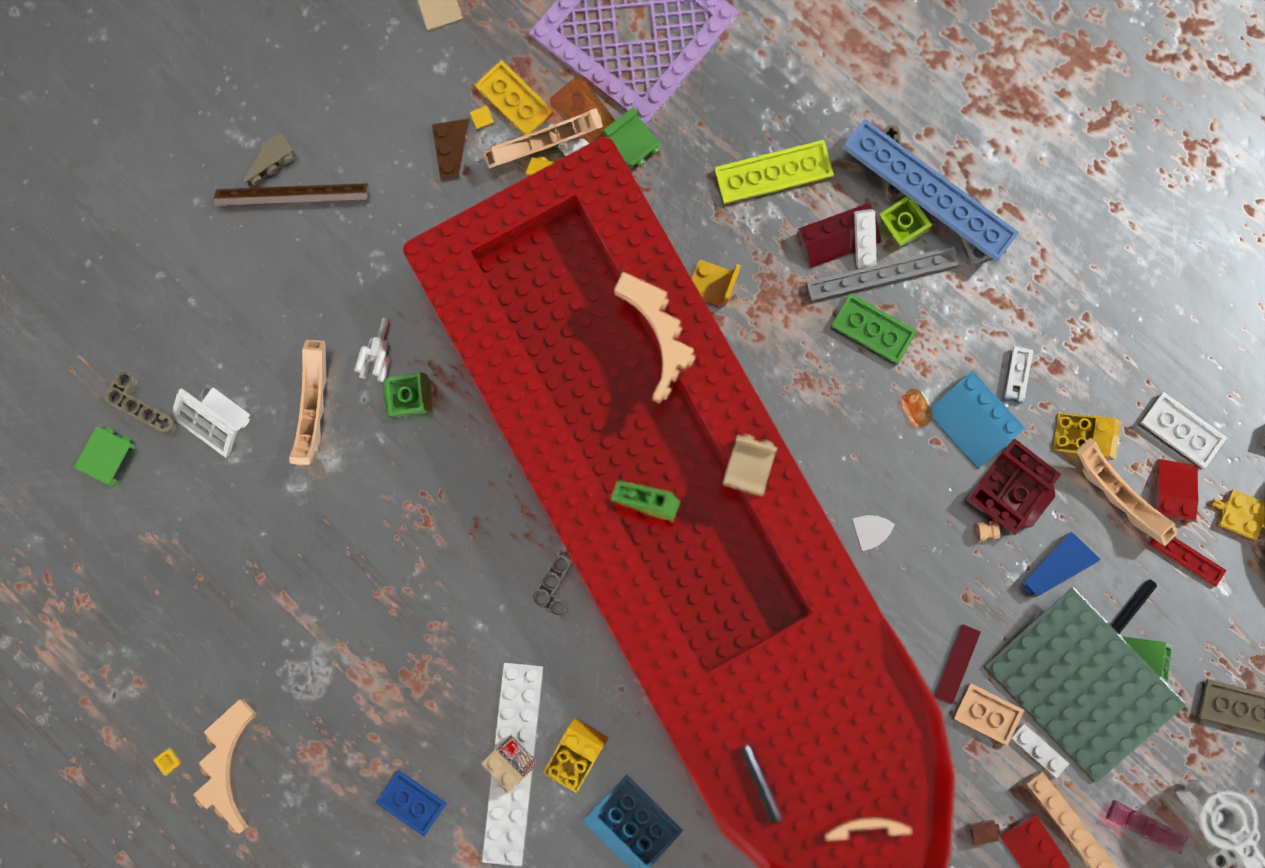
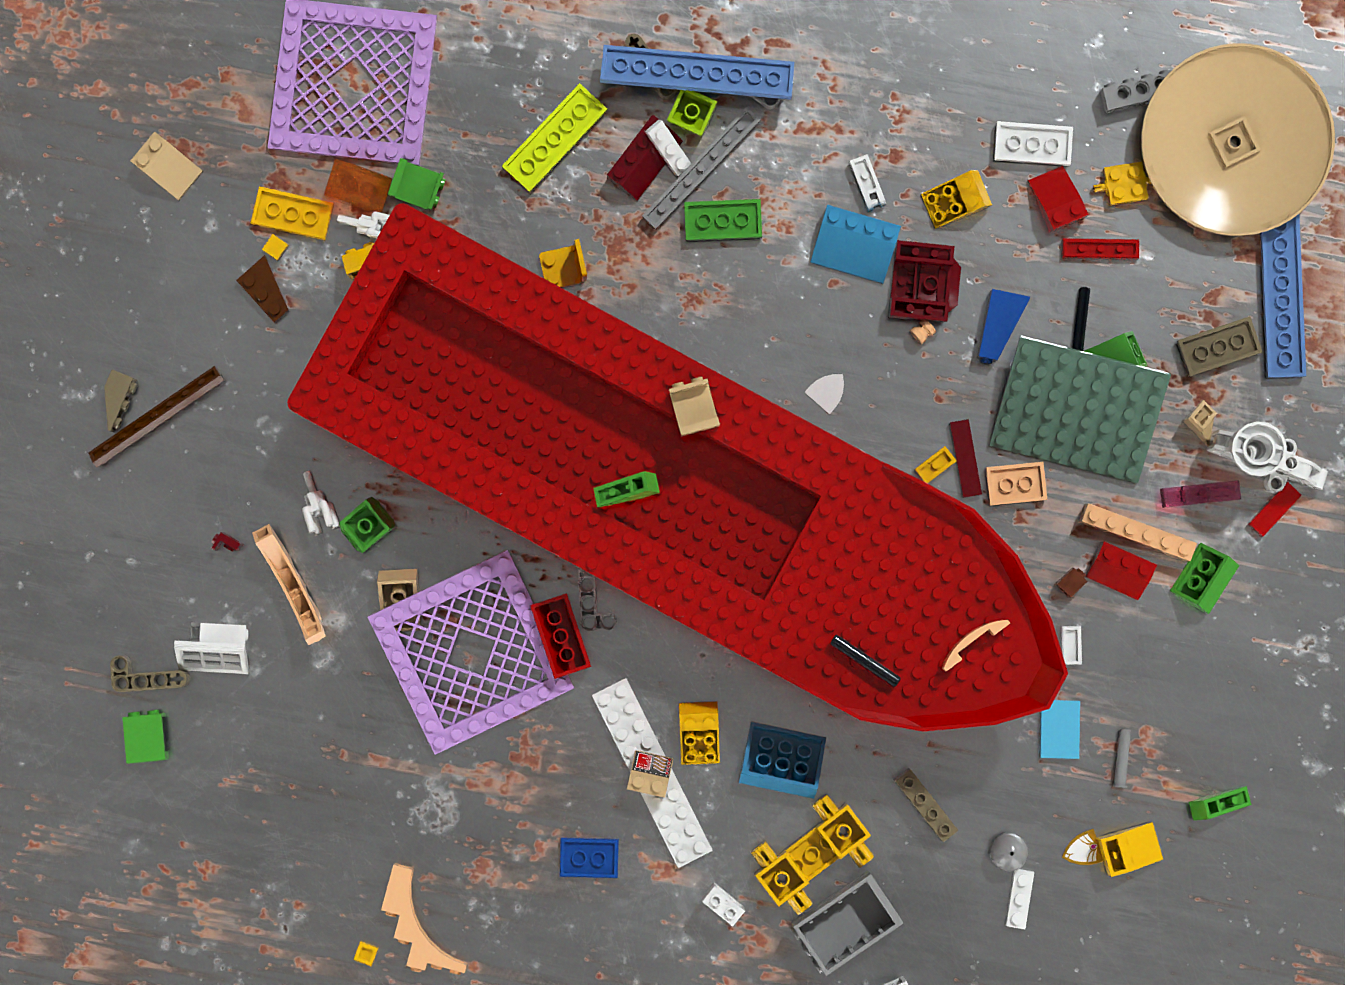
camera: 35 degrees left, 5 degrees up
(283, 337) = (230, 542): none -> dark red bracket
(356, 559) = (384, 627): none -> lavender plate
(393, 476) = (395, 586): none -> tan slope
(509, 593) = (560, 636): none -> red slope
(543, 139) = (341, 234): light nougat arch -> none
(649, 302) = (525, 322): light nougat arch -> none
(919, 406) = (801, 262): clear orange plate -> none
(928, 652) = (935, 465): none -> yellow plate
(1039, 750) = (1076, 486): white plate -> none
(1123, 496) = (1015, 231): light nougat arch -> none
(1185, 764) = (1201, 421): none -> tan slope

